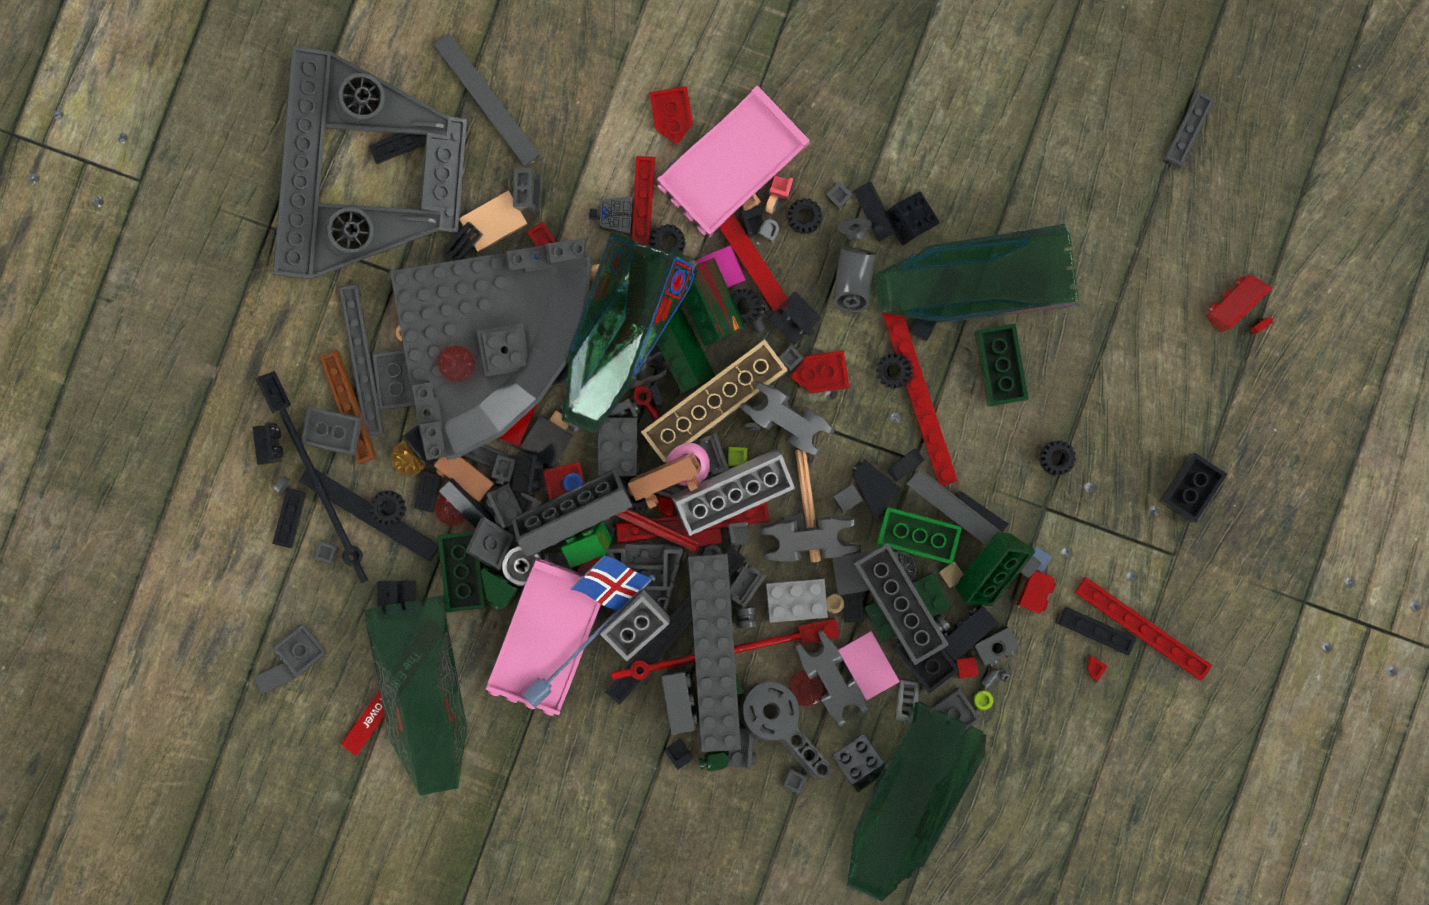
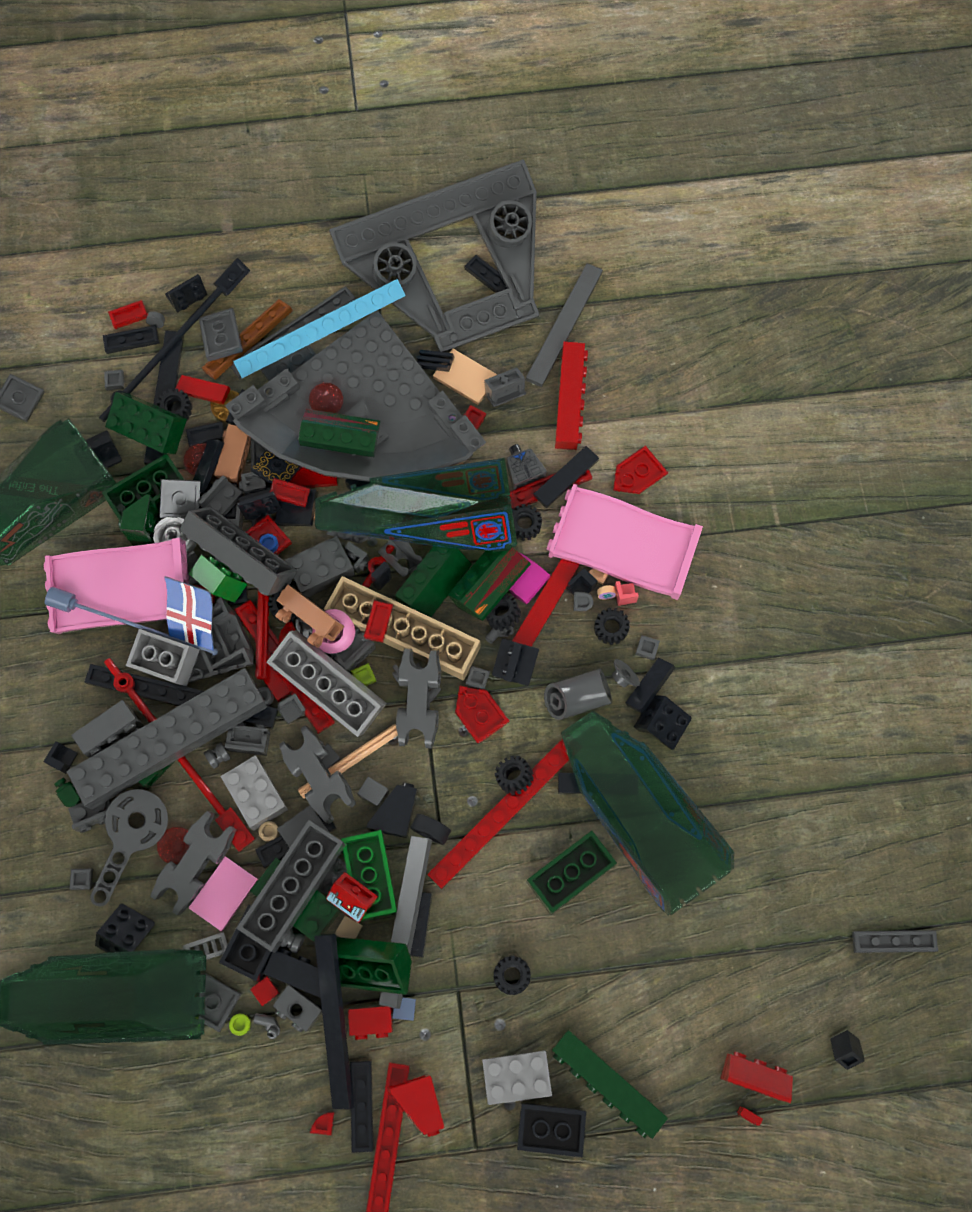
camera: 65 degrees right, 15 degrees down
(260, 509) = (128, 314): none -> red tile
(380, 333) = (319, 328): none -> medium azure brick
(381, 473) = (203, 389): none -> red tile
(395, 541) = (145, 423): none -> dark green brick
(502, 366) = (339, 433): none -> dark green slope
(504, 446) = (271, 467): none -> black plate
(533, 441) = (290, 492): none -> red tile
(565, 134) = (570, 396): none -> red brick
(644, 181) = (566, 477): none -> black tile
(701, 419) = (378, 621): none -> red tile
(932, 558) = (351, 897): none -> red panel
(1022, 620) = (334, 1021): none -> black tile
(1120, 582) = (419, 1103): none -> red slope
(1139, 495) = (517, 1077): none -> light grey brick
(1181, 423) = (610, 1084): none -> dark green brick
(1251, 218) = (847, 1049): none -> black panel

